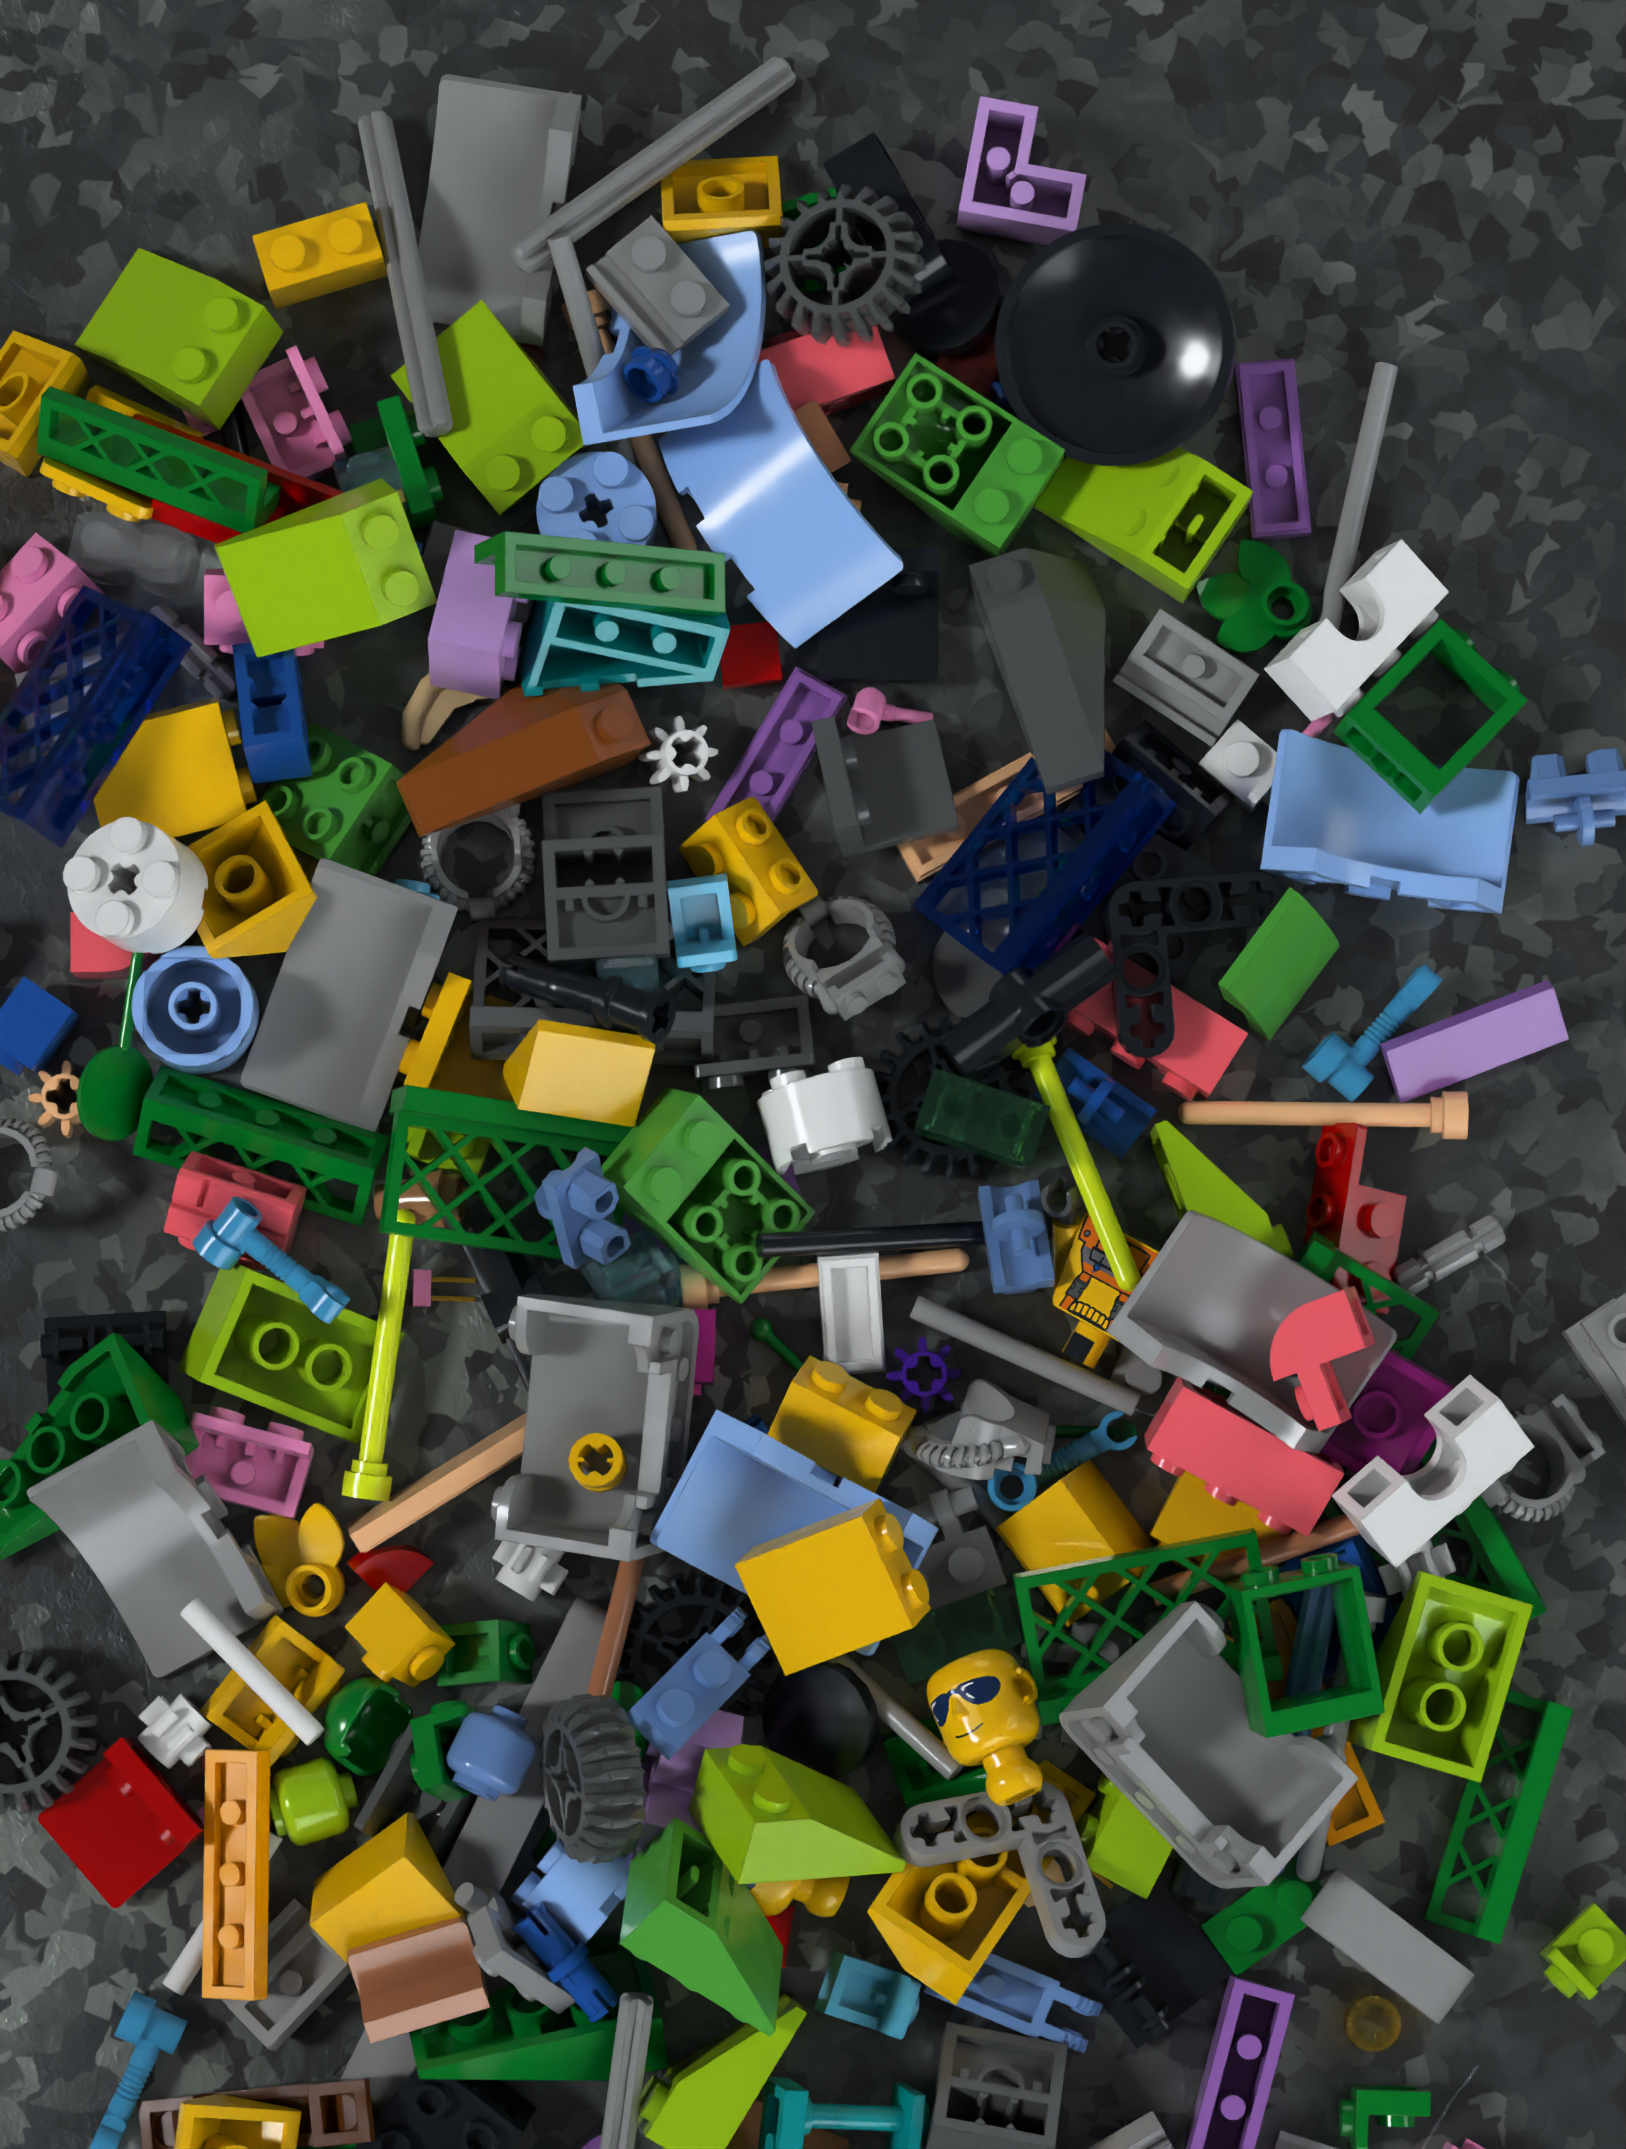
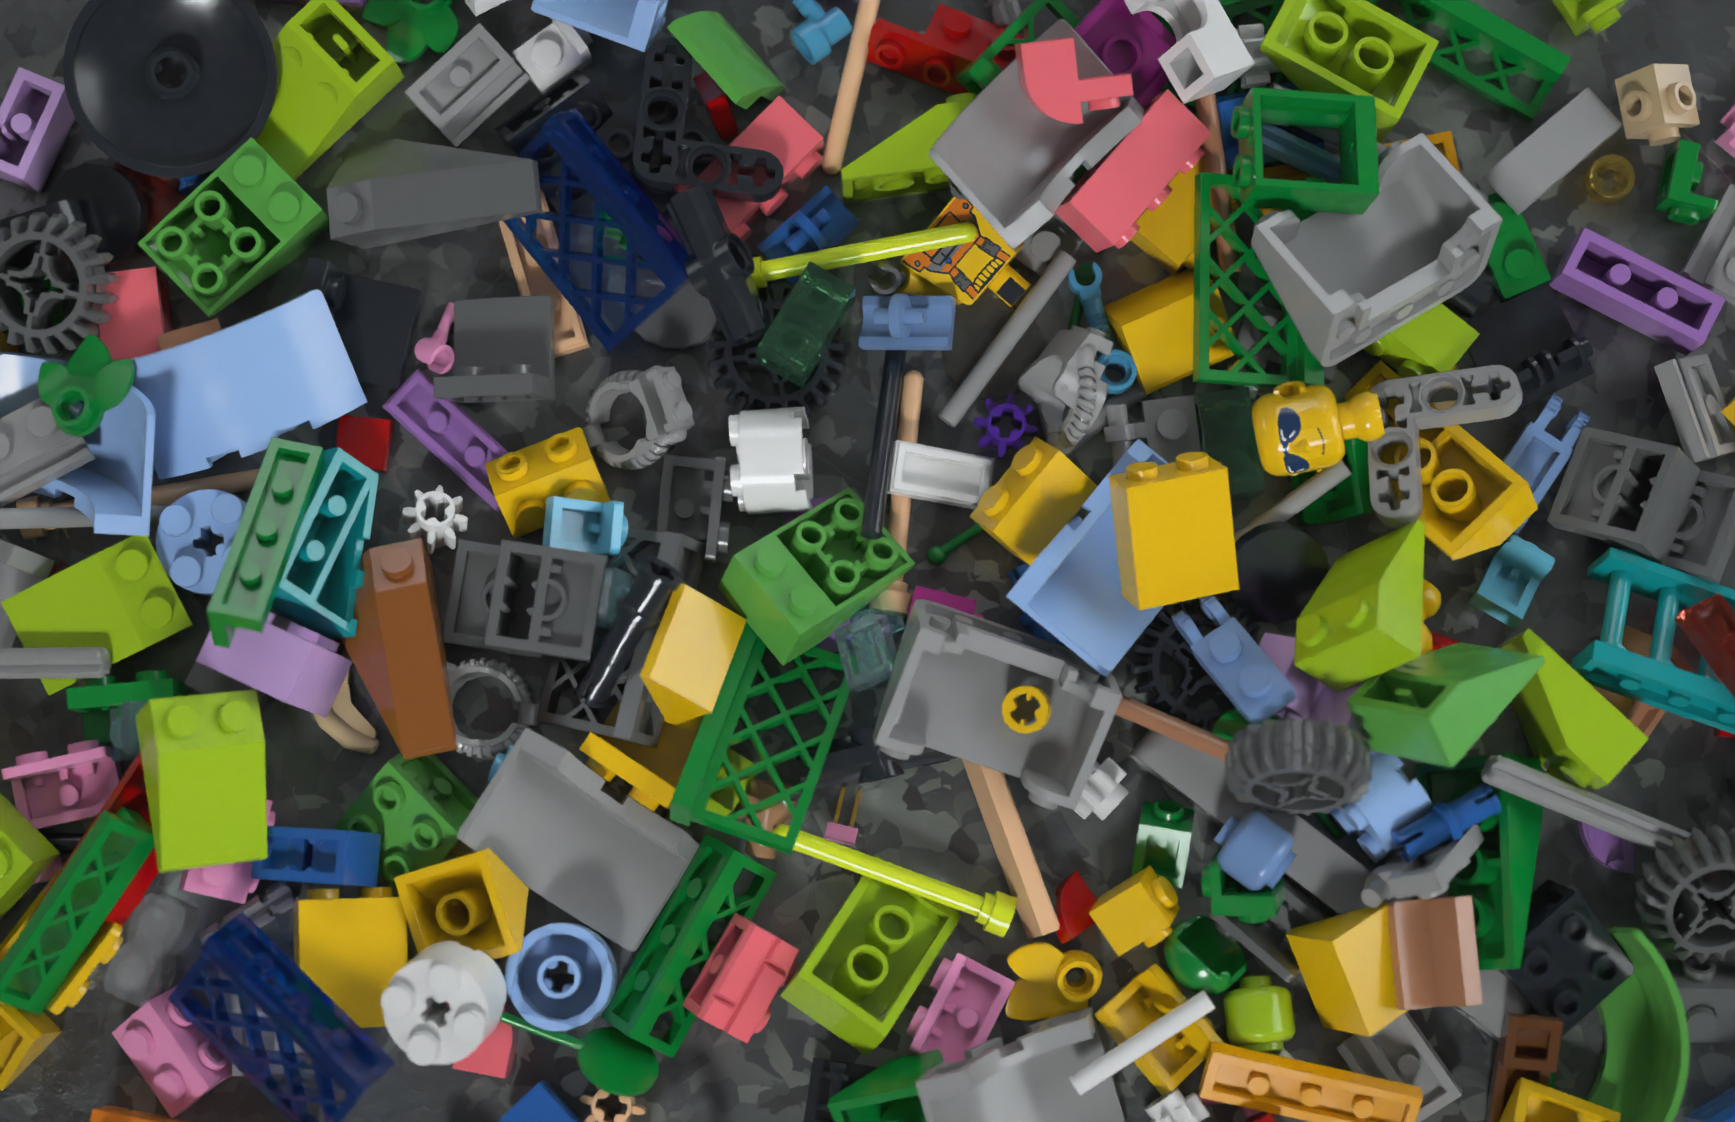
camera: 75 degrees left, 0 degrees up
(234, 1233) = (764, 979): dark azure brick -> none
(582, 1211) = (811, 677): medium blue hips -> none
(651, 374) = (101, 467): blue plate -> none
(744, 335) = (87, 381): none -> green plate
(1207, 979) = (716, 106): none -> red tile
(1471, 2059) = (1657, 103): none -> tan brick

